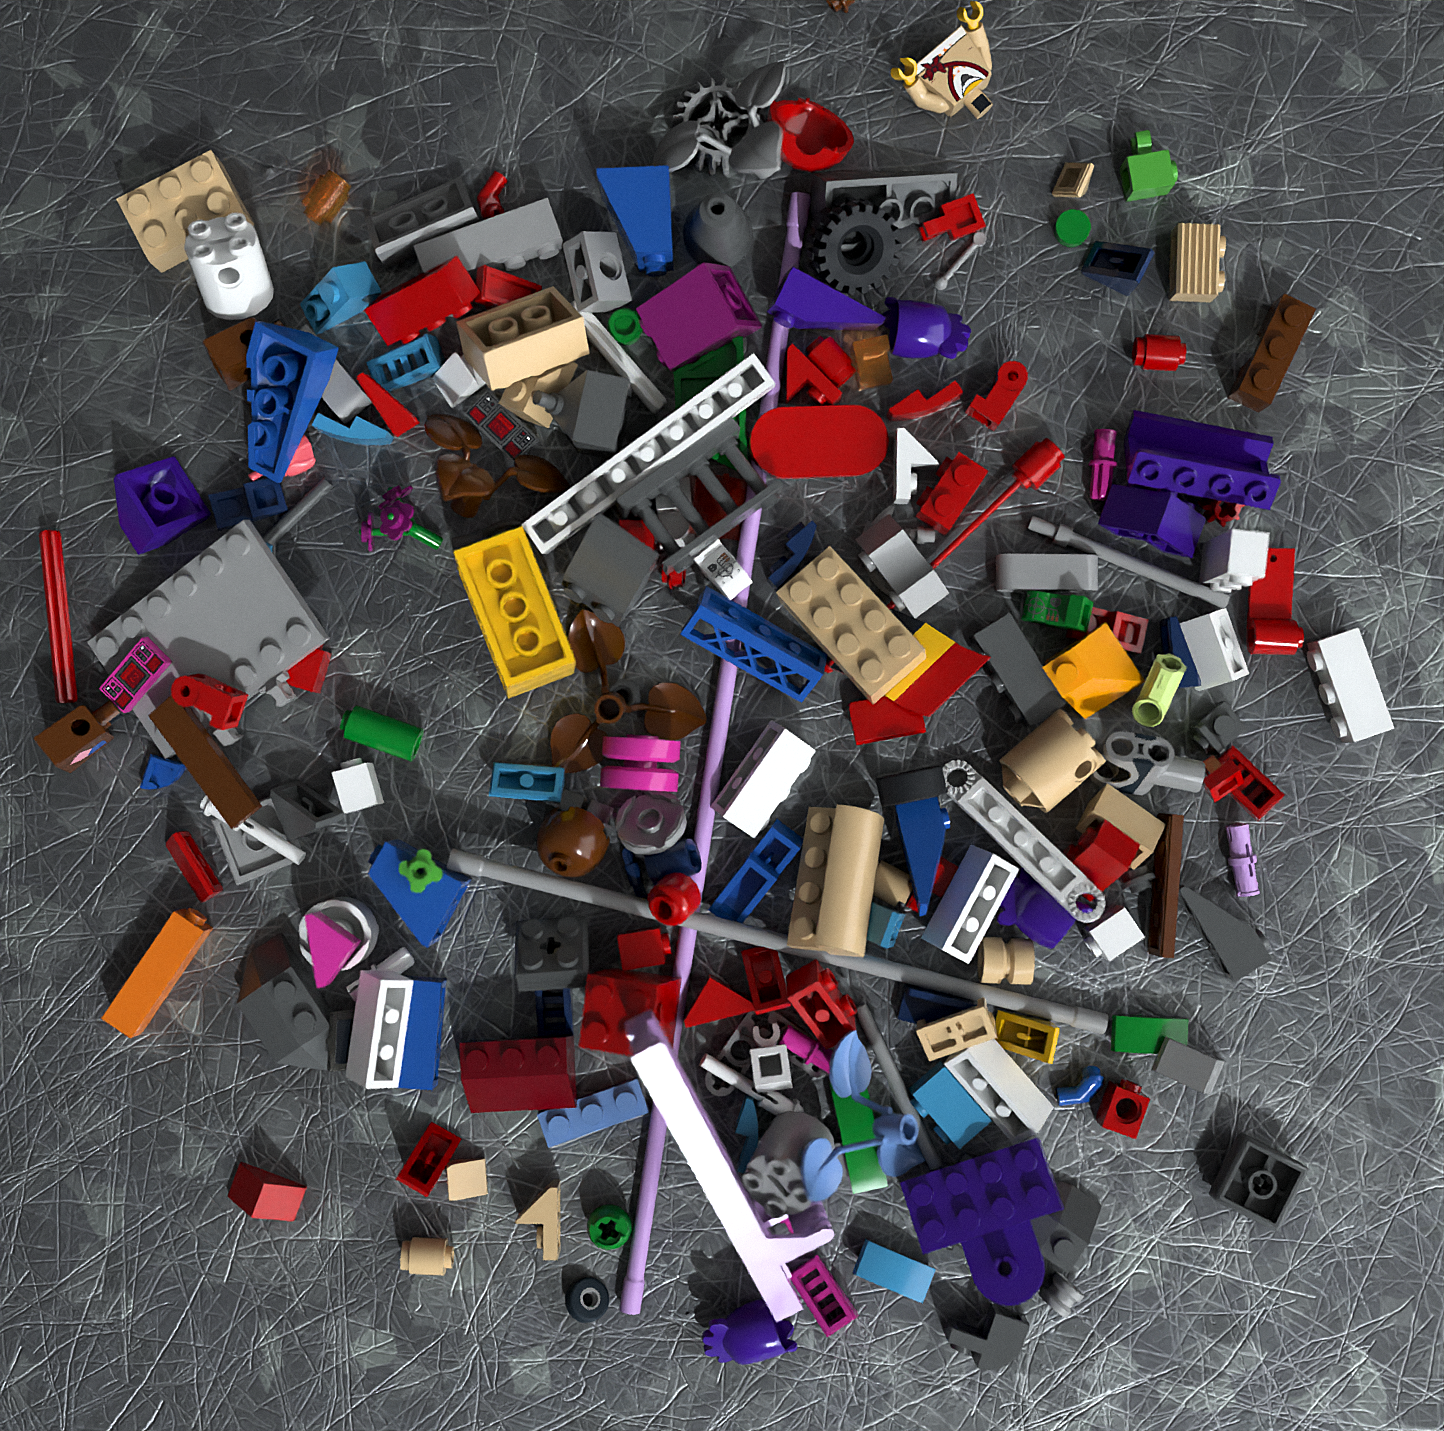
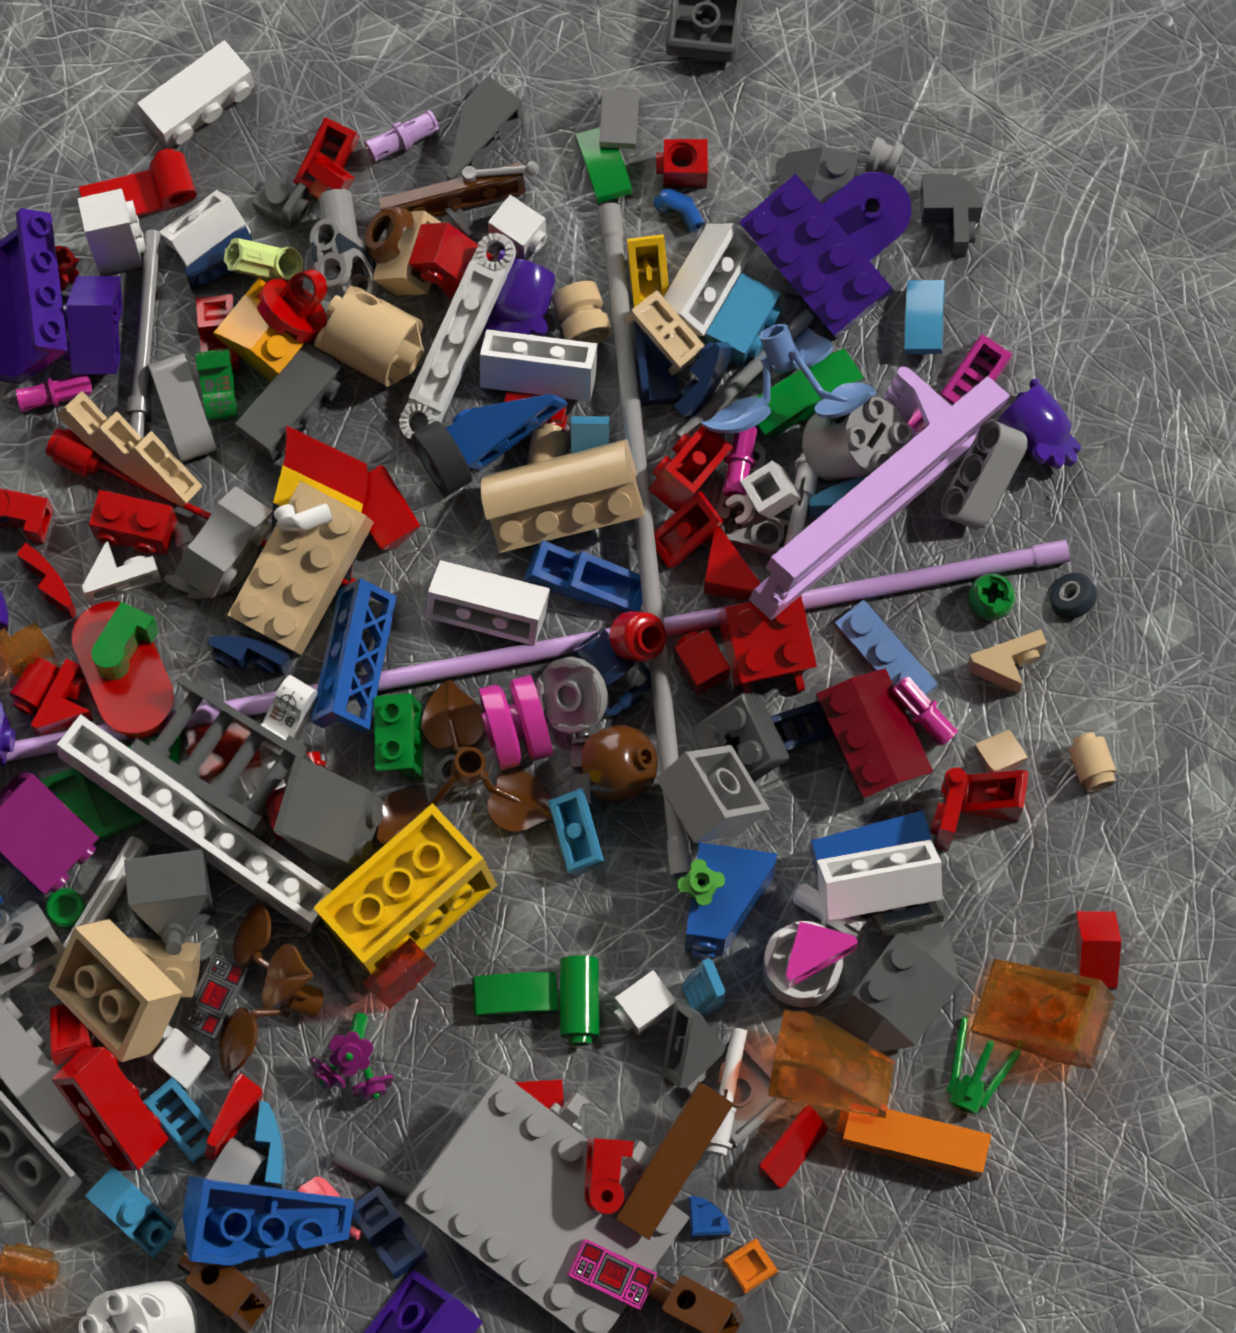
camera: 110 degrees left, 15 degrees down
(109, 794) = (750, 1266): none -> orange tile
(181, 1034) = (969, 1092): none -> green plant
(225, 1123) = (1044, 1012): none -> clear orange slope
(238, 922) = (829, 1067): none -> clear orange slope
(347, 841) = (704, 989): none -> dark azure slope
(408, 680) = (514, 993): none -> green slope
(420, 1113) = (947, 814): none -> red plate
(454, 586) = (399, 973): none -> clear red piece
(502, 911) = (712, 793): none -> light grey brick
(525, 1126) = (924, 711): none -> dark pink axle
(668, 659) = (399, 735): none -> green bracket
(717, 1266) = (984, 474): none -> light grey beam
(841, 444) = (120, 640): none -> green leg
(881, 637) = (304, 520): none -> white arm
(905, 1053) = (709, 370): none -> dark blue slope
(1011, 516) = (139, 458): none -> tan slope
(1102, 701) = (292, 308): none -> red tile
(1152, 828) = (387, 249): none -> reddish brown piece
(1176, 907) = (470, 173): none -> light grey hinge

